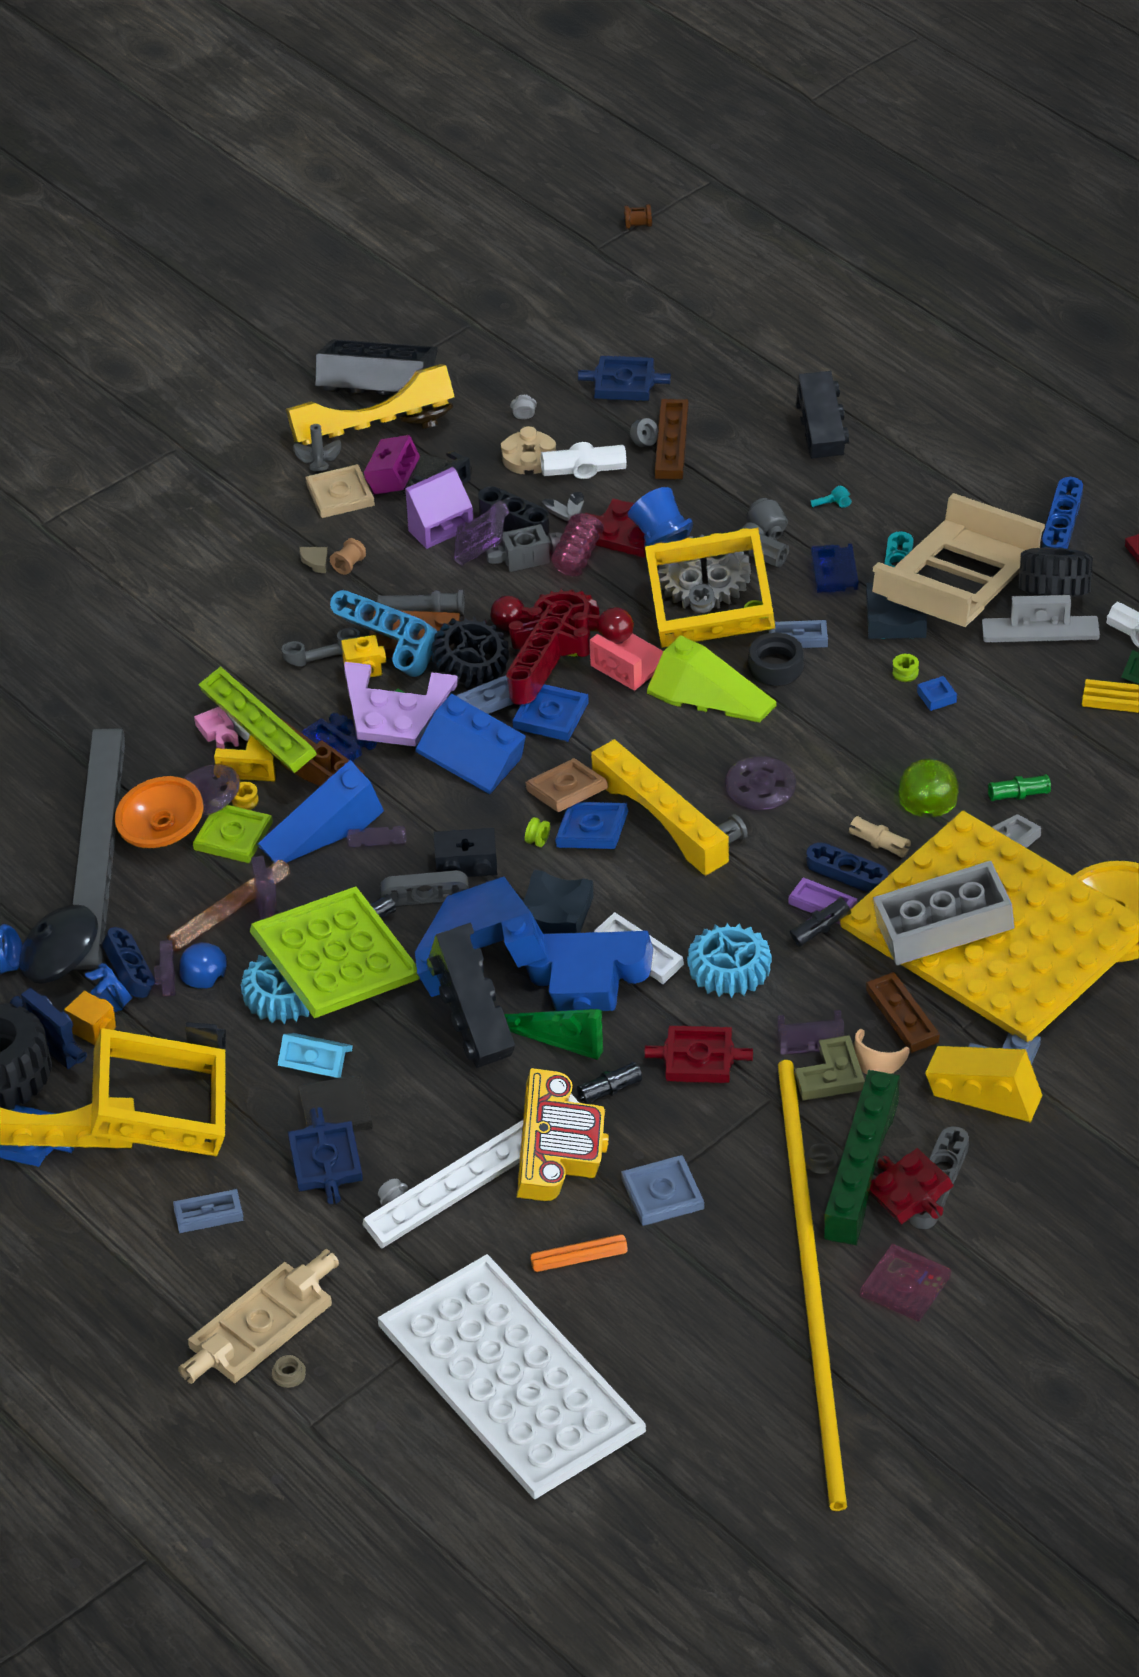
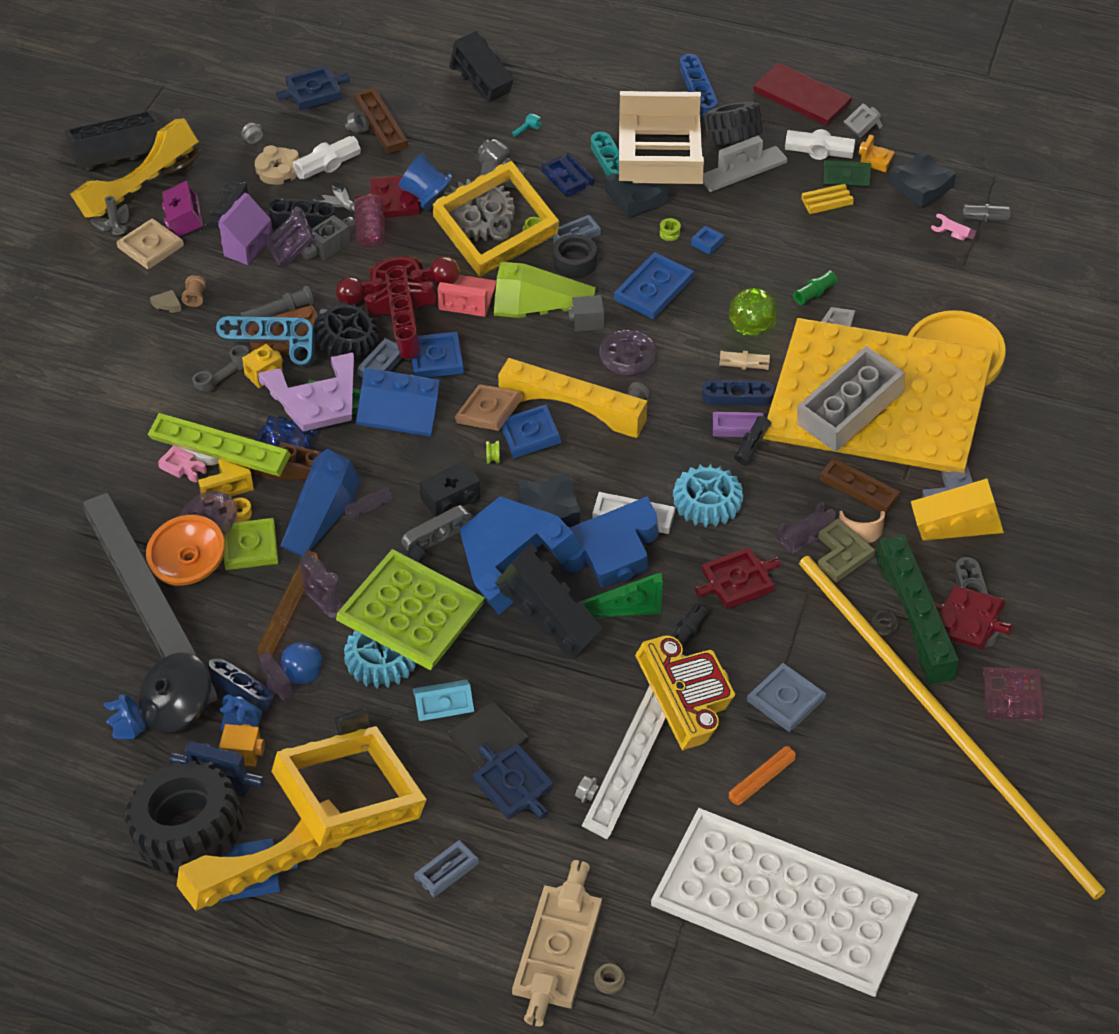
camera: 30 degrees left, 5 degrees up
(742, 724) = (587, 313): none -> dark grey brick
(839, 721) = (653, 285): none -> blue plate

